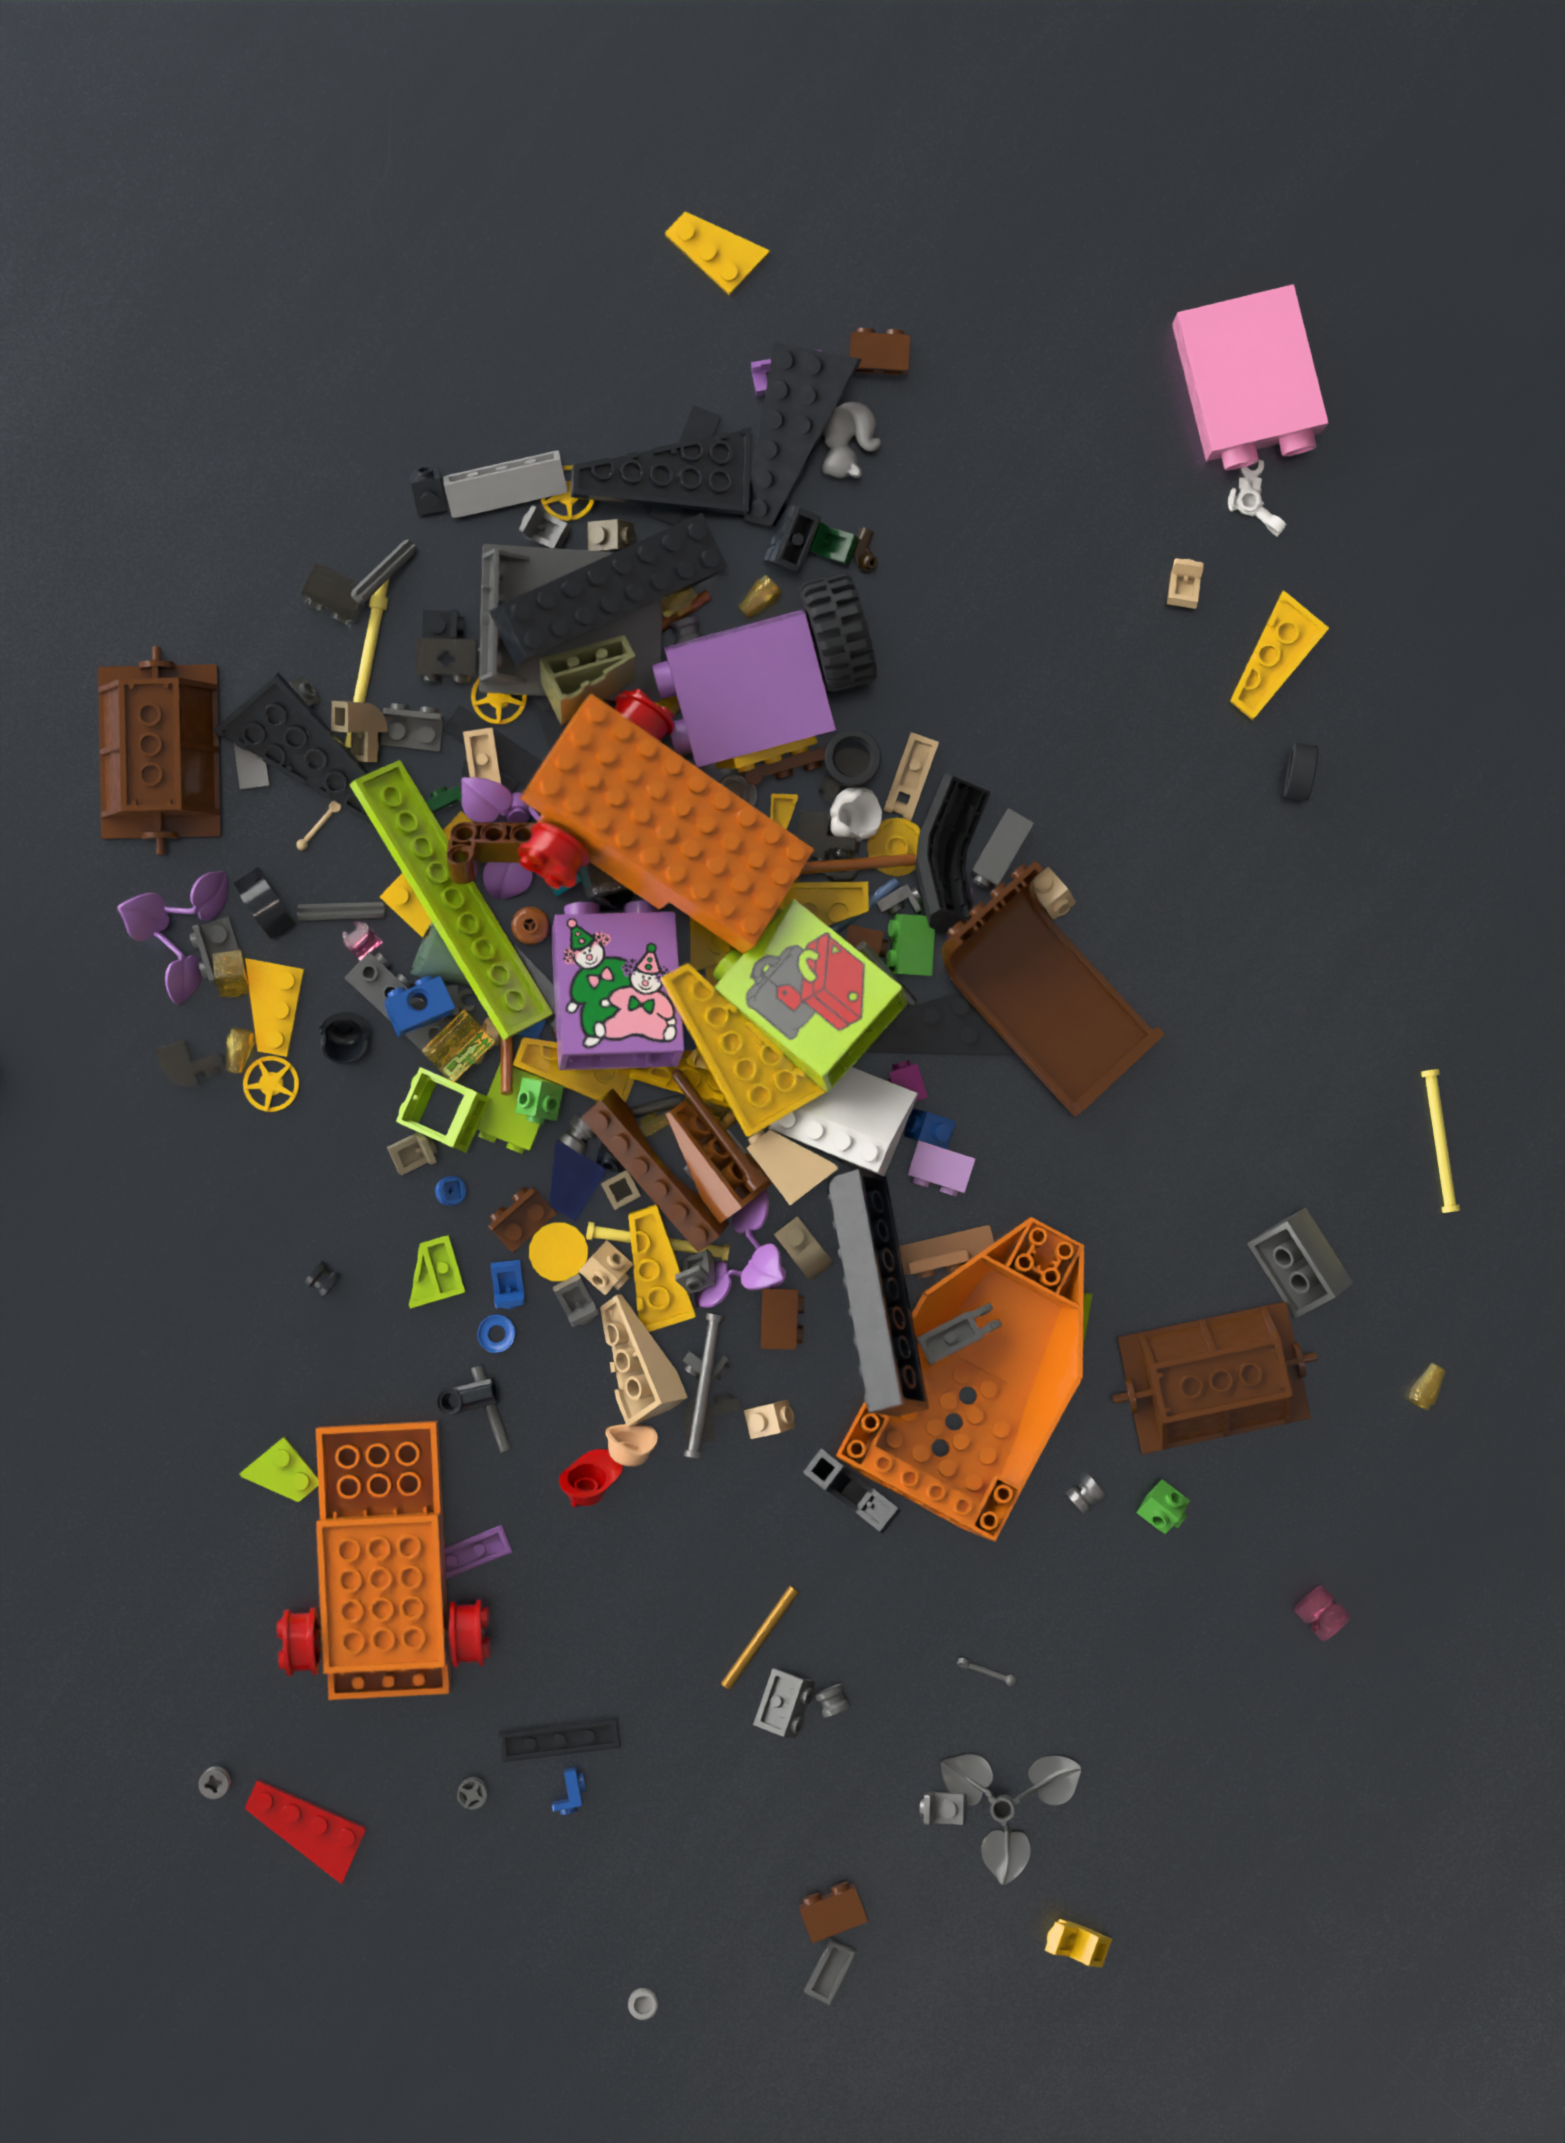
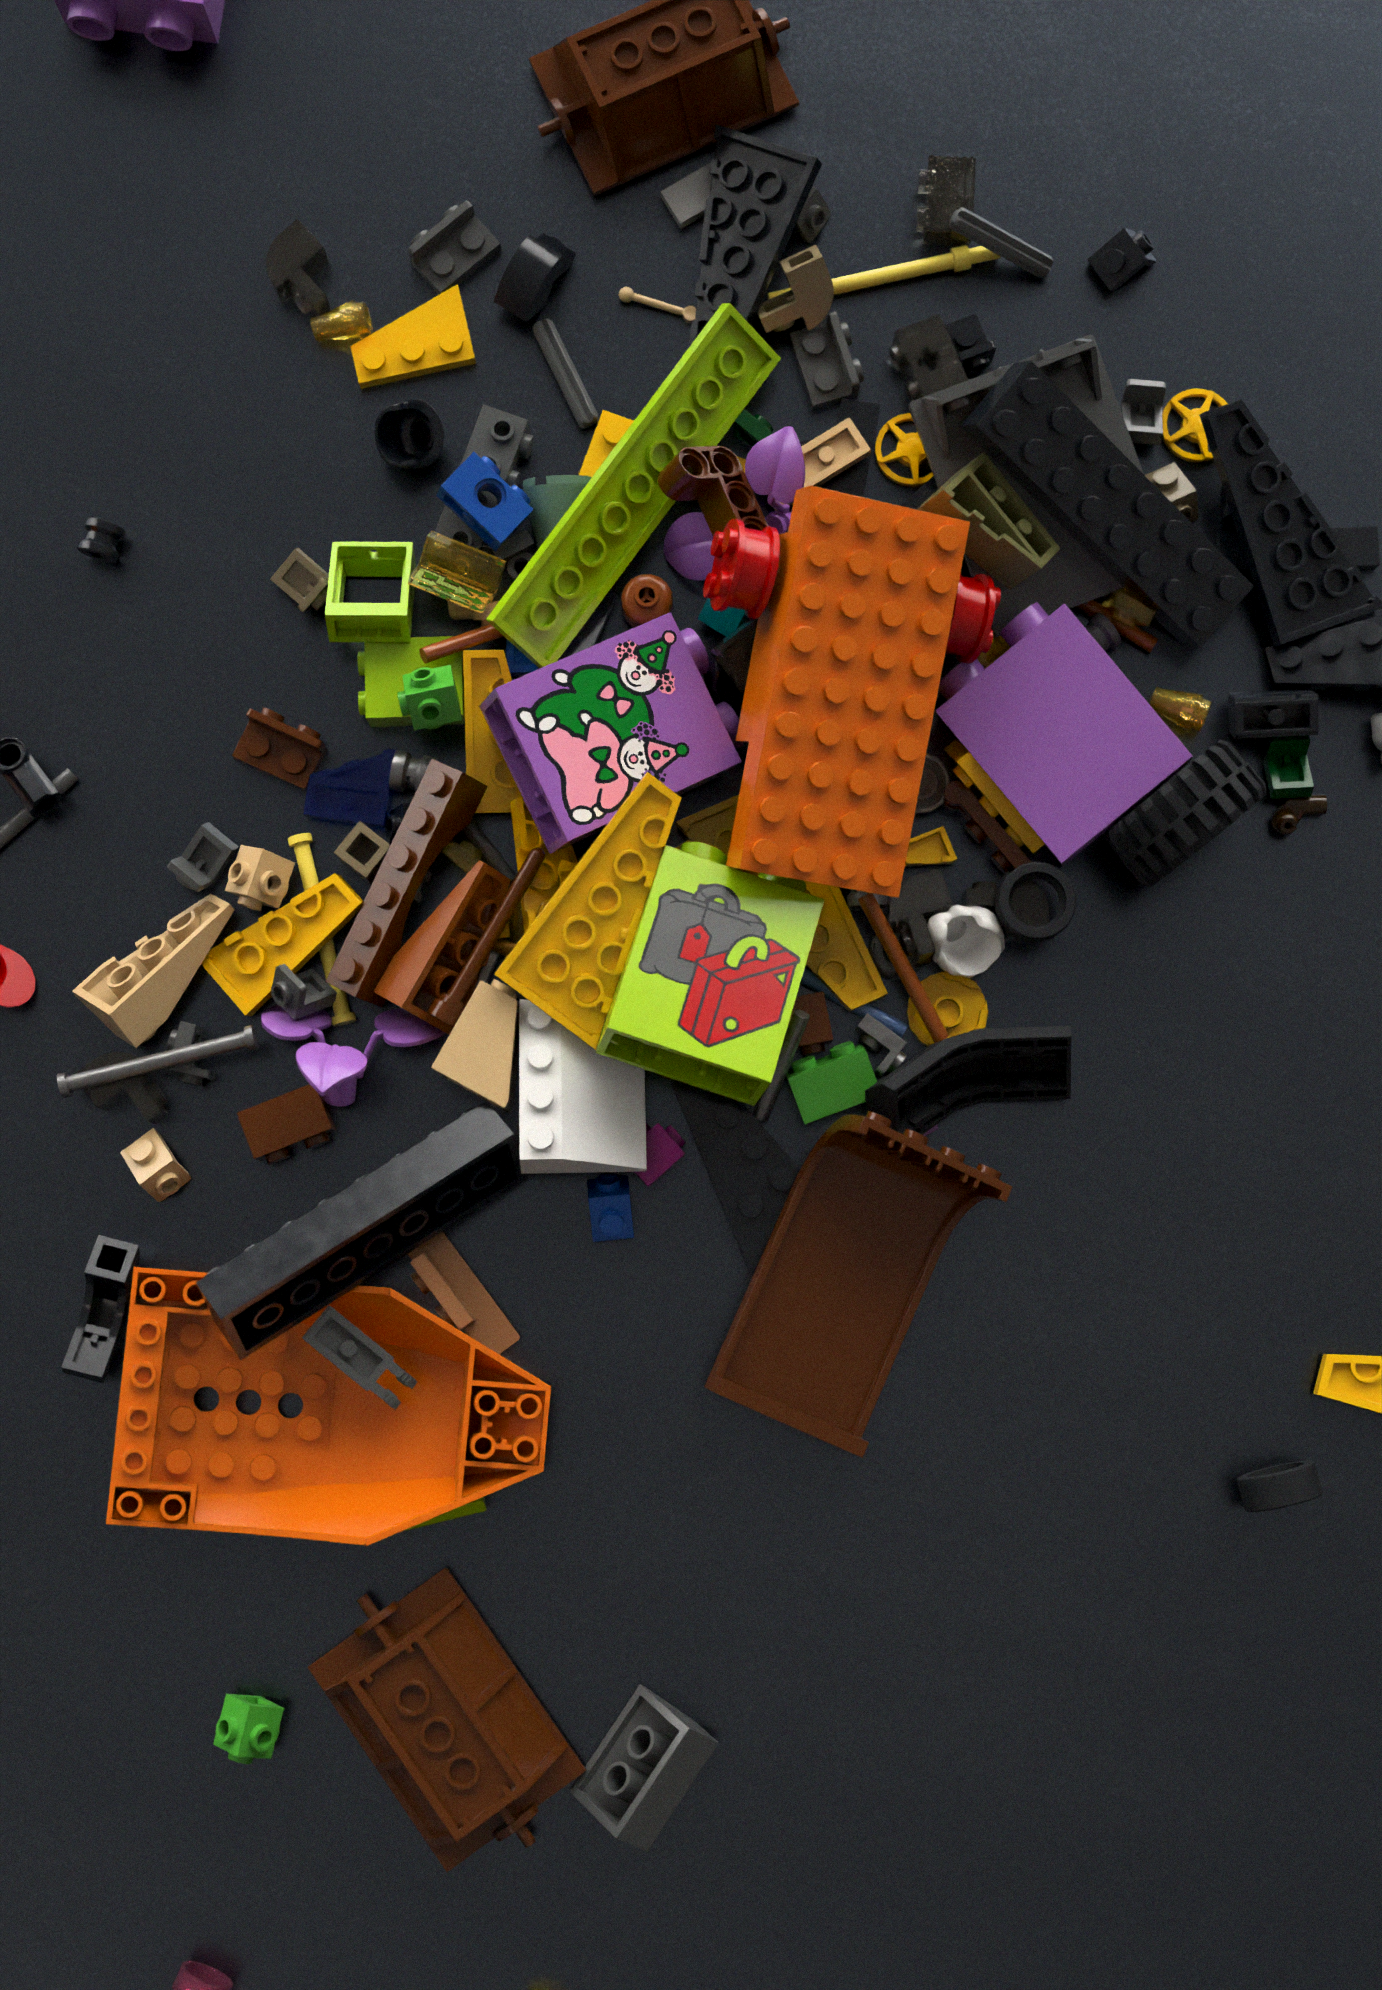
camera: 70 degrees right, 5 degrees down
(148, 916) = (454, 123): medium lavender plant -> none
(230, 973) = (428, 270): clear yellow bracket -> none
(271, 1083) = (318, 381): yellow wheel -> none
(361, 940) = (540, 410): clear pink tile -> none
(436, 1273) = (168, 674): lime wing -> none
(450, 1190) = (277, 649): blue tile -> none
(485, 1328) = (120, 765): blue piece -> none
(505, 484) = (1172, 343): light grey panel -> none
(508, 1284) = (189, 766): blue bracket -> none
(558, 1251) = (258, 811): yellow tile -> none
(631, 1444) = (49, 1003): light nougat helmet -> none
(803, 1248) = (385, 1115): dark tan brick -> none
(911, 775) = (1045, 990): tan plate -> none
(940, 1167) = (565, 1243): lavender brick -> none
(1001, 850) = (1005, 1141): dark grey brick -> none
(1053, 894) = (976, 1234): tan bracket -> none
(1086, 1494) = (223, 1616): flat silver wheel -> none
(1440, 1141) = (882, 1885): light yellow bar -> none

